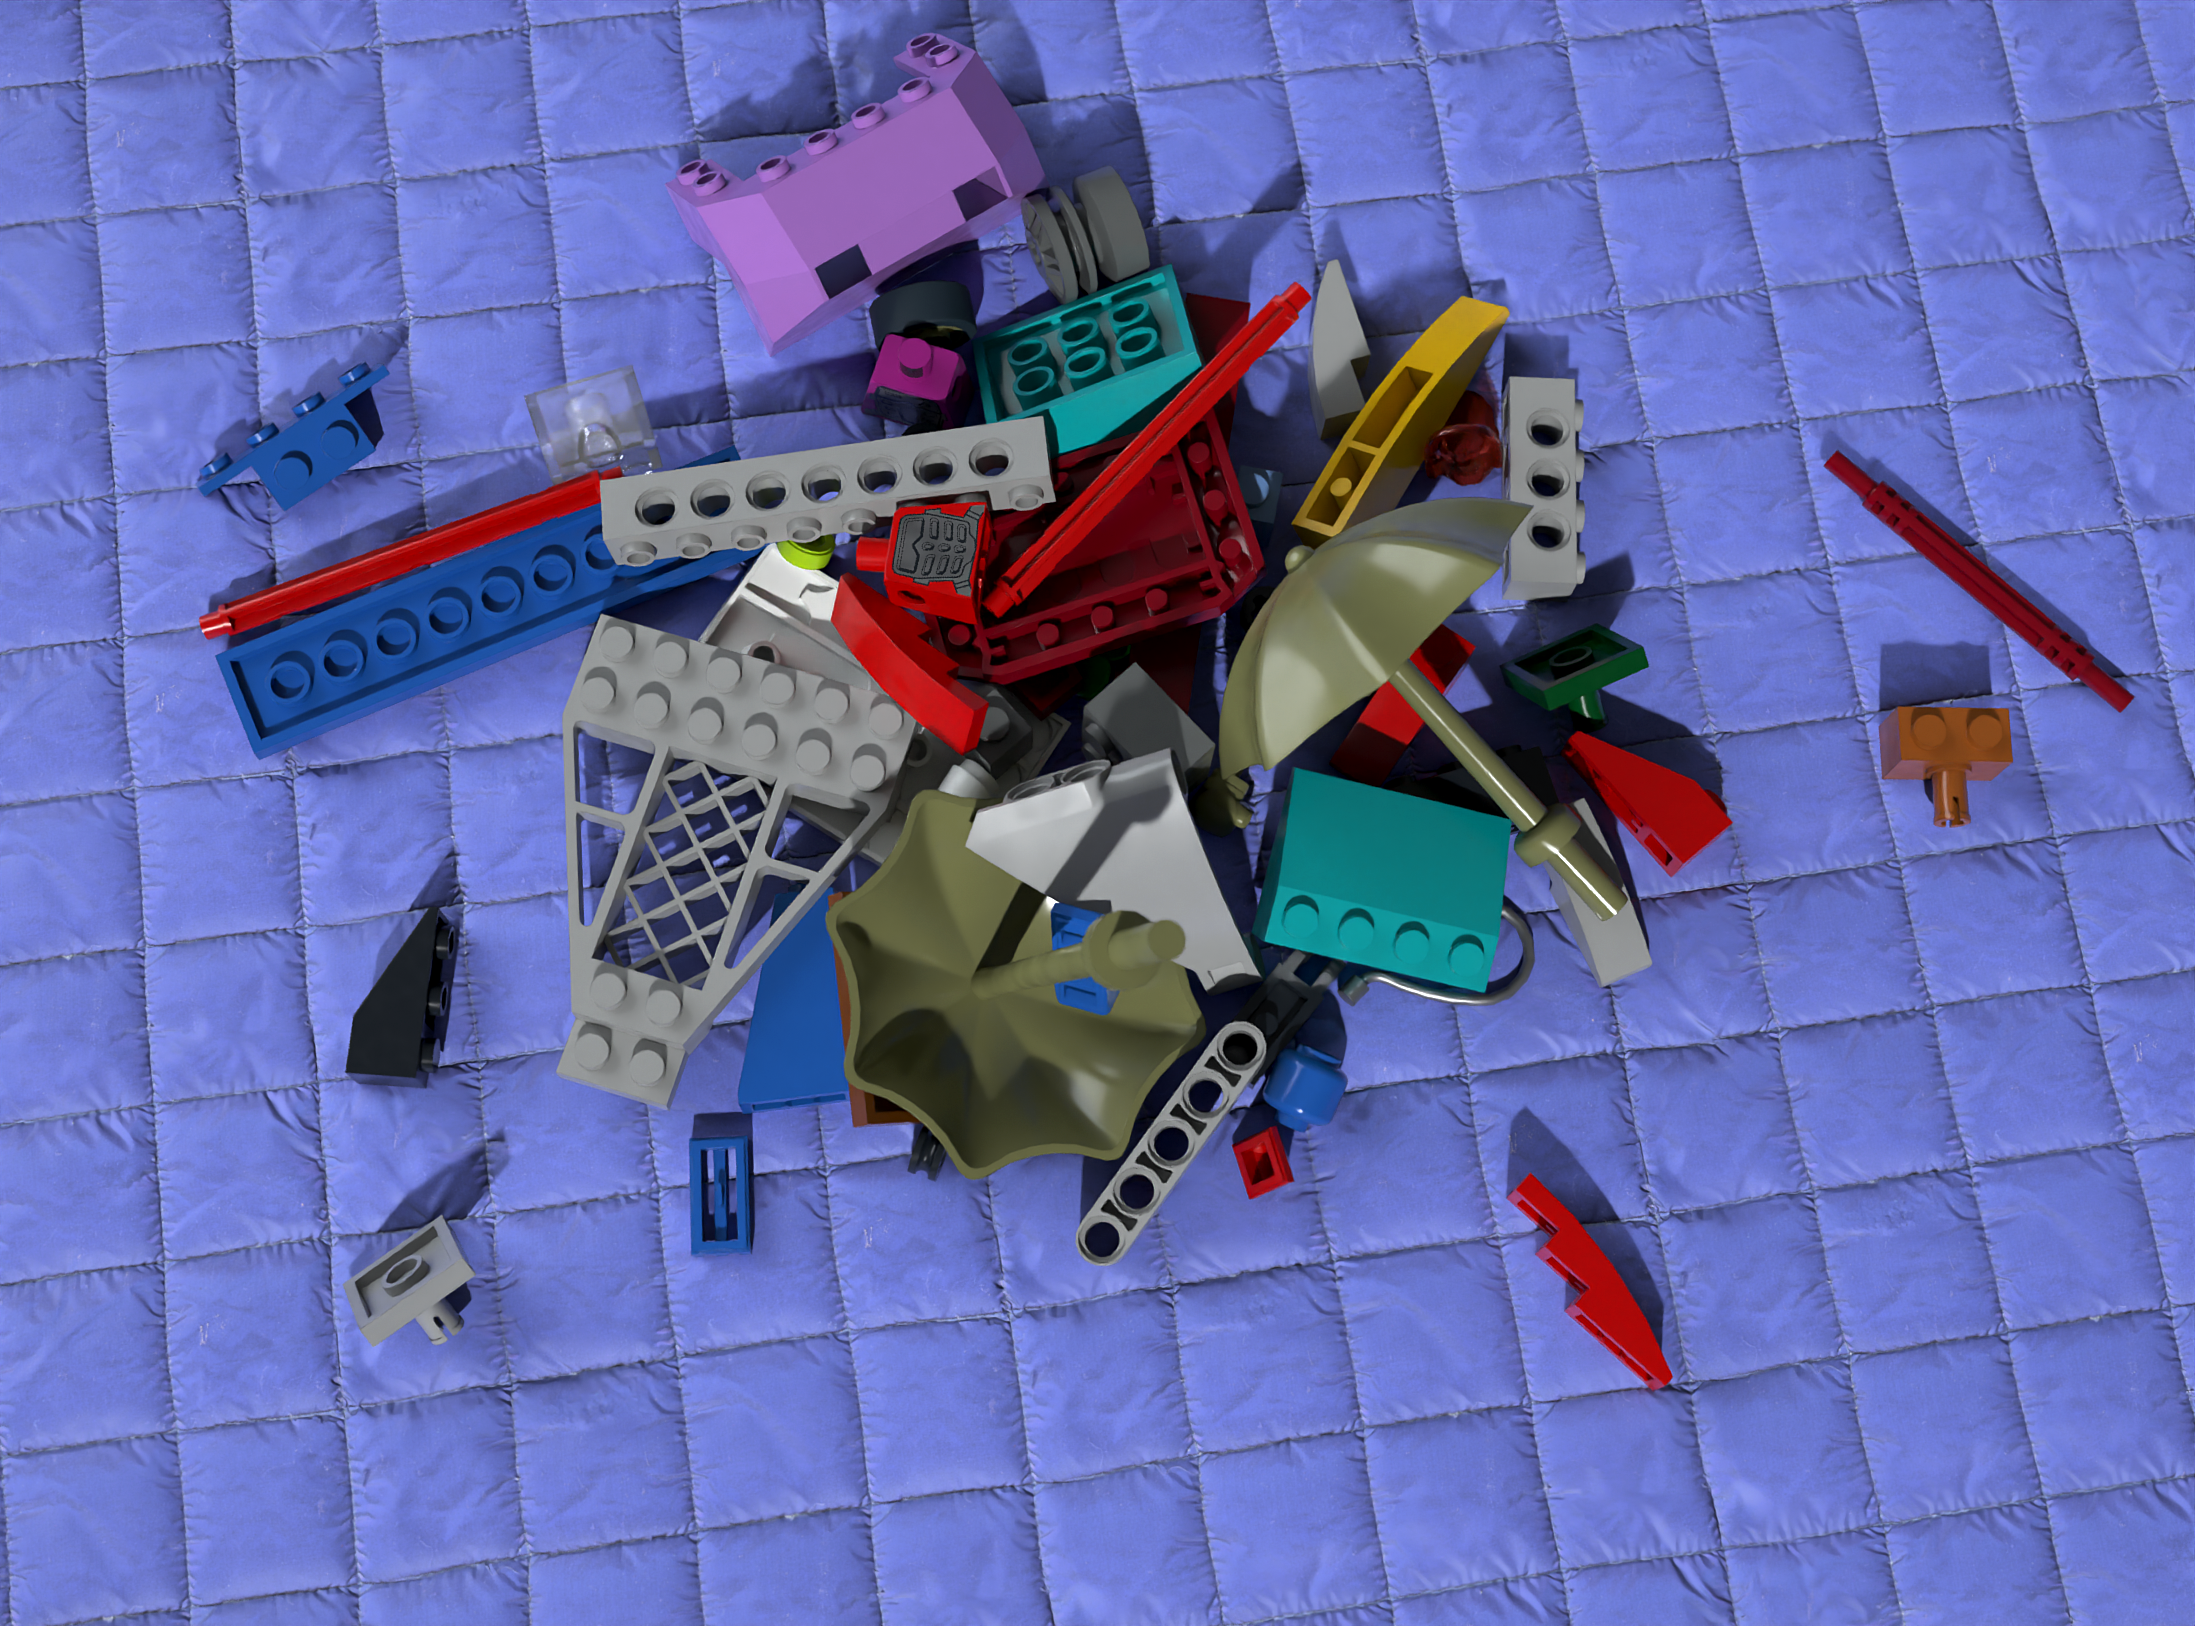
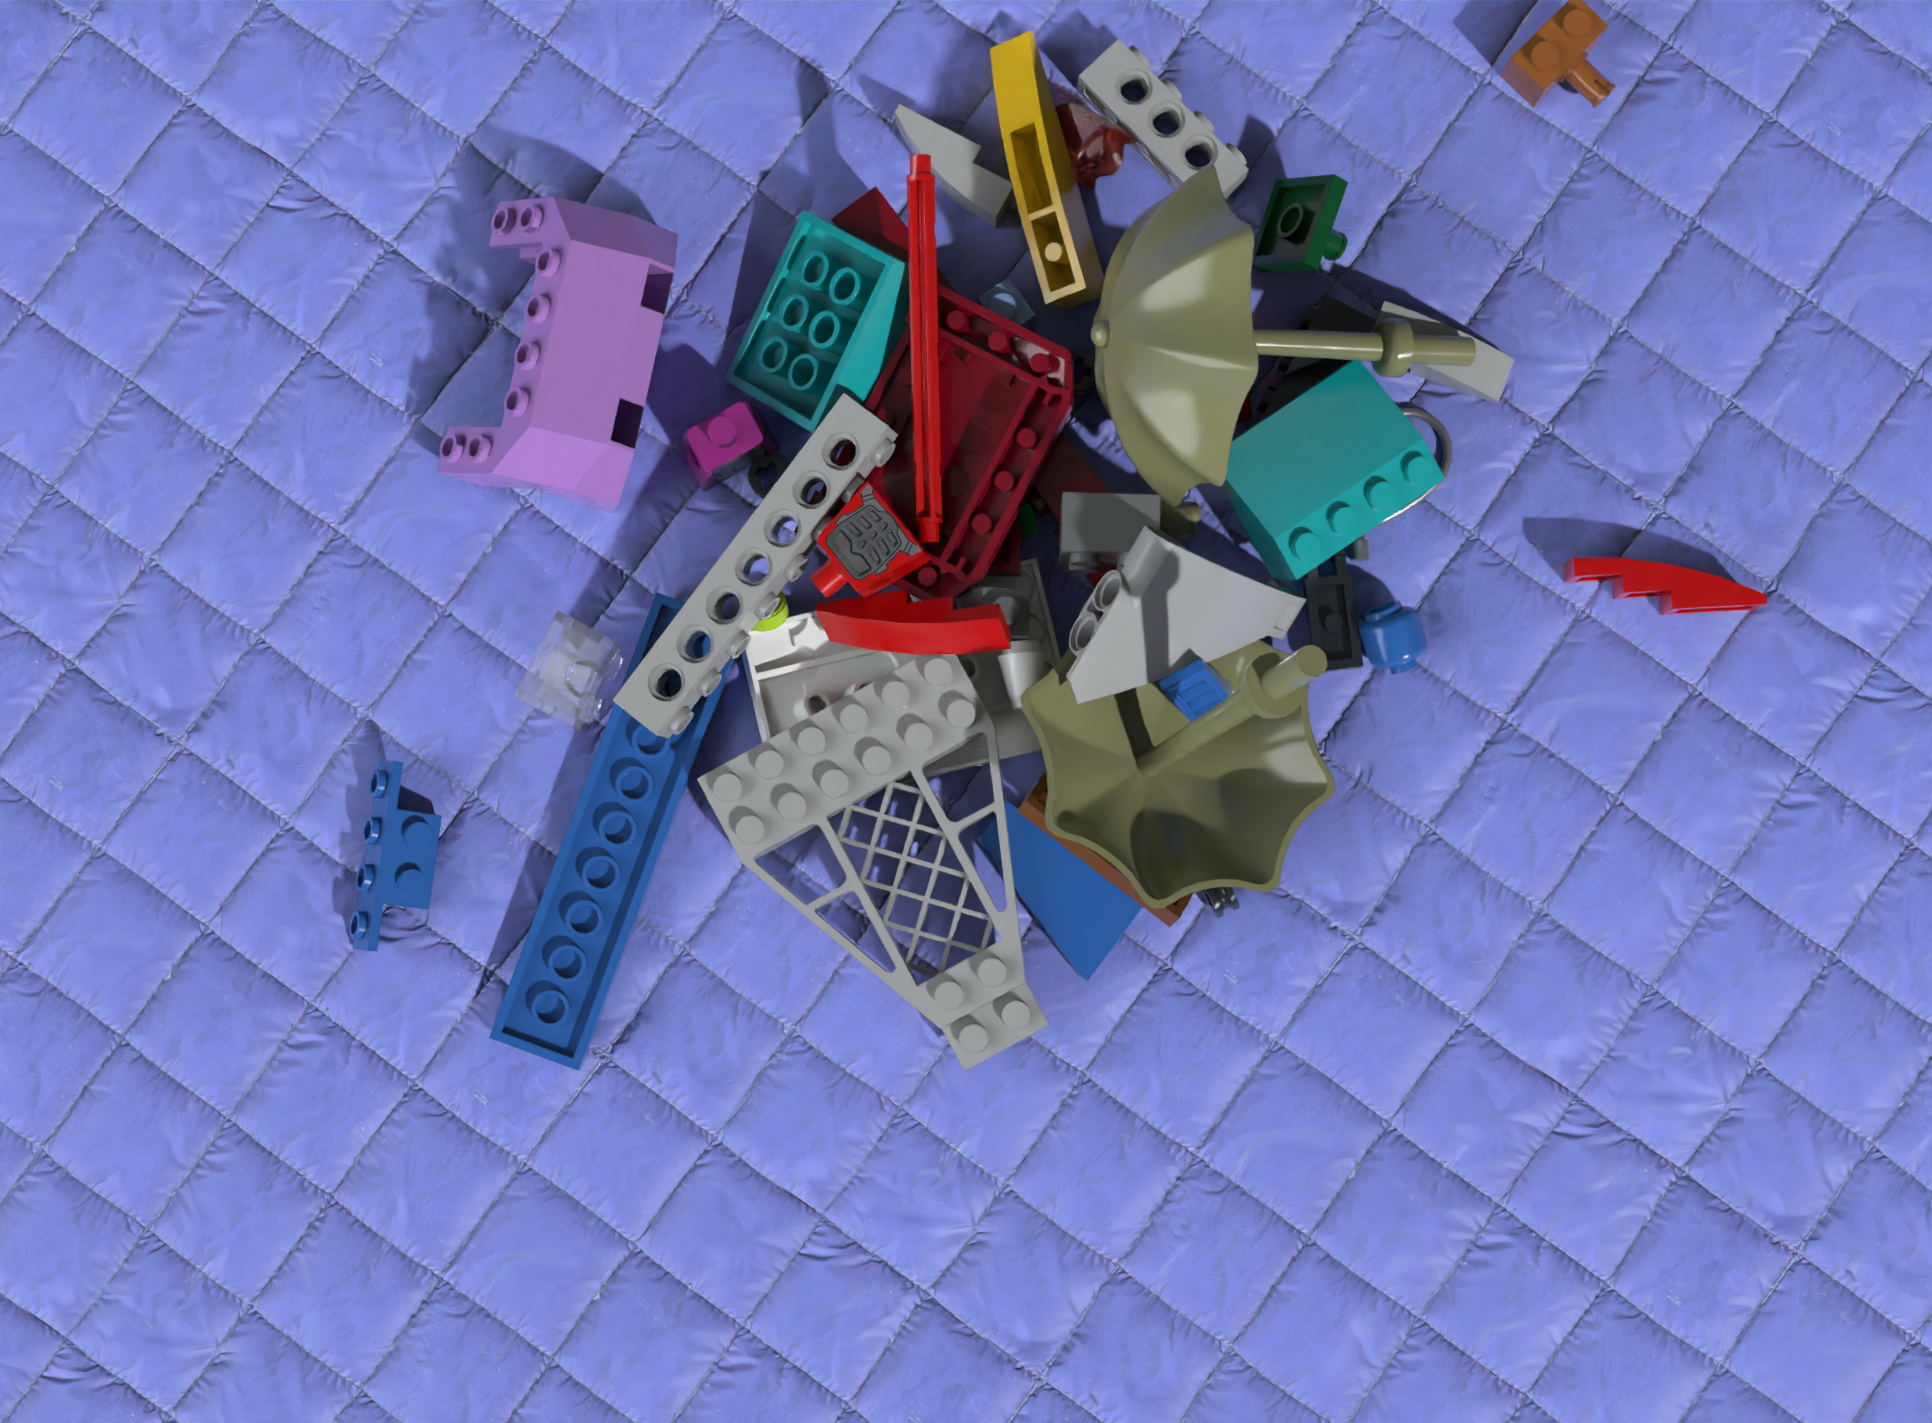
camera: 35 degrees left, 10 degrees up
(397, 1019) = (835, 1137): black slope -> none
(406, 555) = (537, 856): red piece -> none
(411, 1285) = (1011, 1272): light grey tile -> none
(721, 1245) = (1093, 1014): blue tile -> none
(925, 310) = (688, 397): black wheel -> none
(1092, 232) = (733, 237): dark grey wheel -> none
(1176, 1114) = (1370, 766): light grey beam -> none
(1263, 1162) = (1412, 705): red slope -> none
(1657, 805) = (1432, 259): red slope -> none

